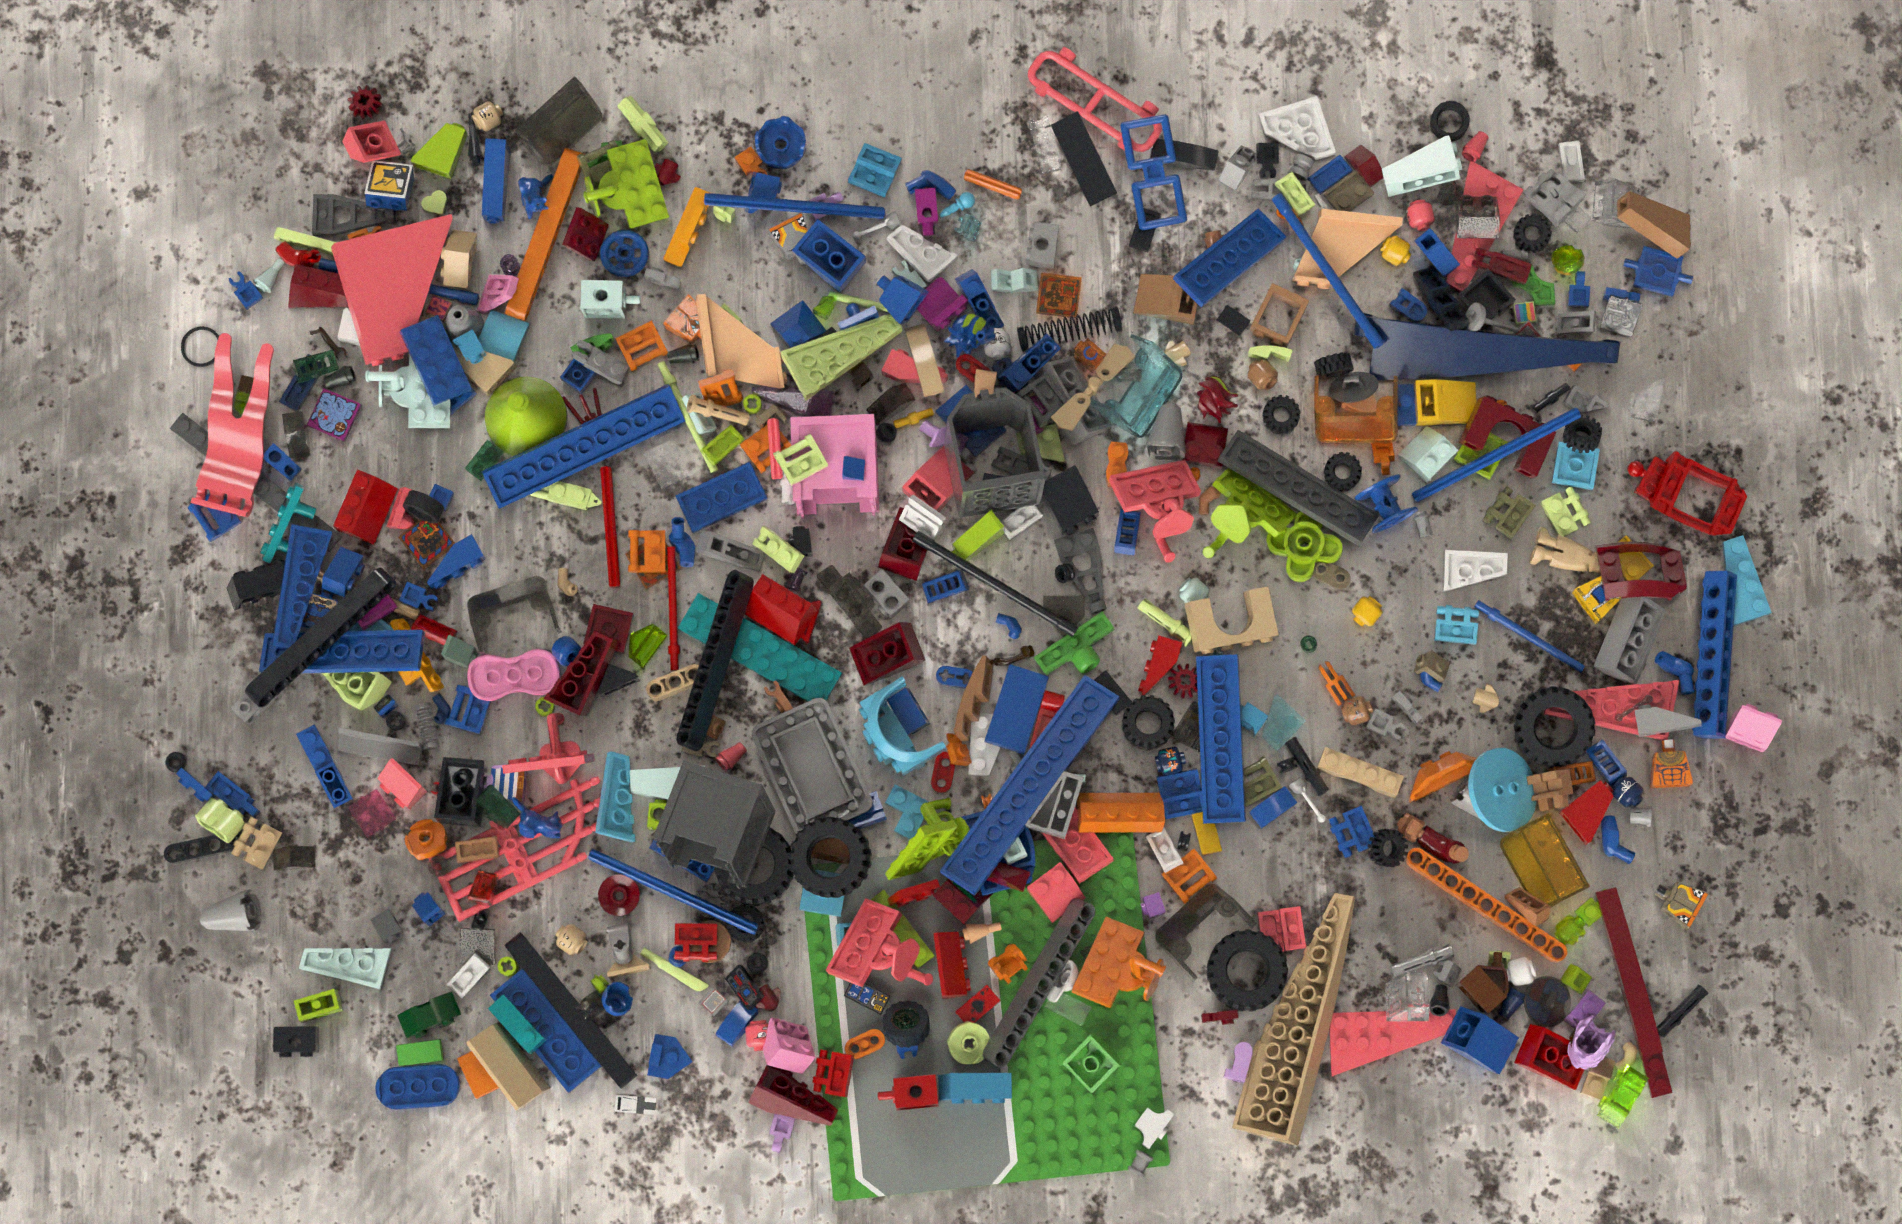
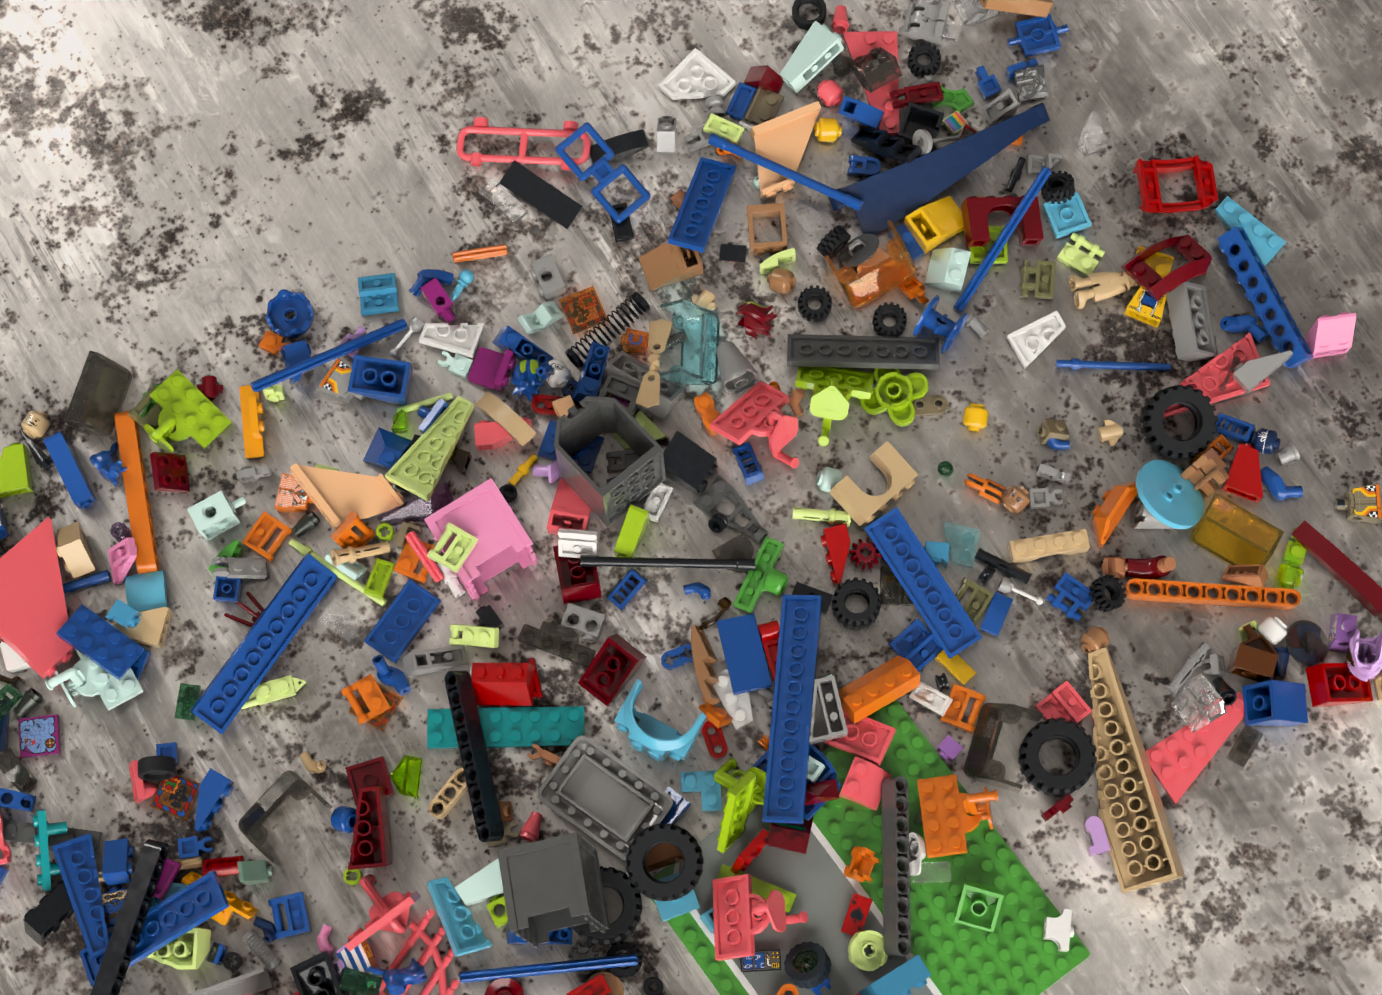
camera: 30 degrees left, 5 degrees down
(365, 507) = (108, 797): red slope -> none
(435, 203) = (31, 517): yellowish green tile -> none
(439, 307) = (80, 597): tile -> none
(461, 320) = (103, 598): light grey cone -> none
(485, 749) = (322, 939): none -> bright pink arm
(496, 676) = (296, 875): bright pink plate -> none
(524, 414) = (200, 645): lime cone -> none
(610, 526) = (324, 697): red axle -> none
(616, 679) = (400, 818): black slope -> none
(638, 262) = (214, 486): blue plate -> none
(642, 124) = (168, 360): yellowish green piece -> none
(674, 648) = (434, 767): red bar -> none
(795, 579) = (502, 653): bush -> none
(853, 468) = (500, 530): blue slope -> none
(891, 403) = (499, 465): clear smoke slope -> none
(901, 297) = (457, 380): blue torso -> none
(908, 711) = (656, 706): blue hinge -> none
(951, 964) = (815, 893): red slope -> none
(969, 227) = (480, 296): clear light blue tile -> none
(977, 931) = (819, 854): light nougat cone -> none
(1140, 1163) = (1067, 967): light grey bush -> none
(1170, 761) = (892, 624): dark blue head -> none
(1204, 444) = (769, 360): dark red slope -> none
(1267, 156) = (684, 114): black plate -> none
(1349, 883) = (1094, 639): none -> medium nougat head
(1428, 1061) = (1245, 745): none -> clear smoke plate
(1456, 631) = (1054, 393): medium azure plate -> none
(1567, 259) = (964, 64): clear neon green hair -> none
(1576, 978) = (1317, 611): lime slope -> none
(1650, 476) = (1129, 192): red plate -> none
(1670, 768) = (1285, 404): torso -> none

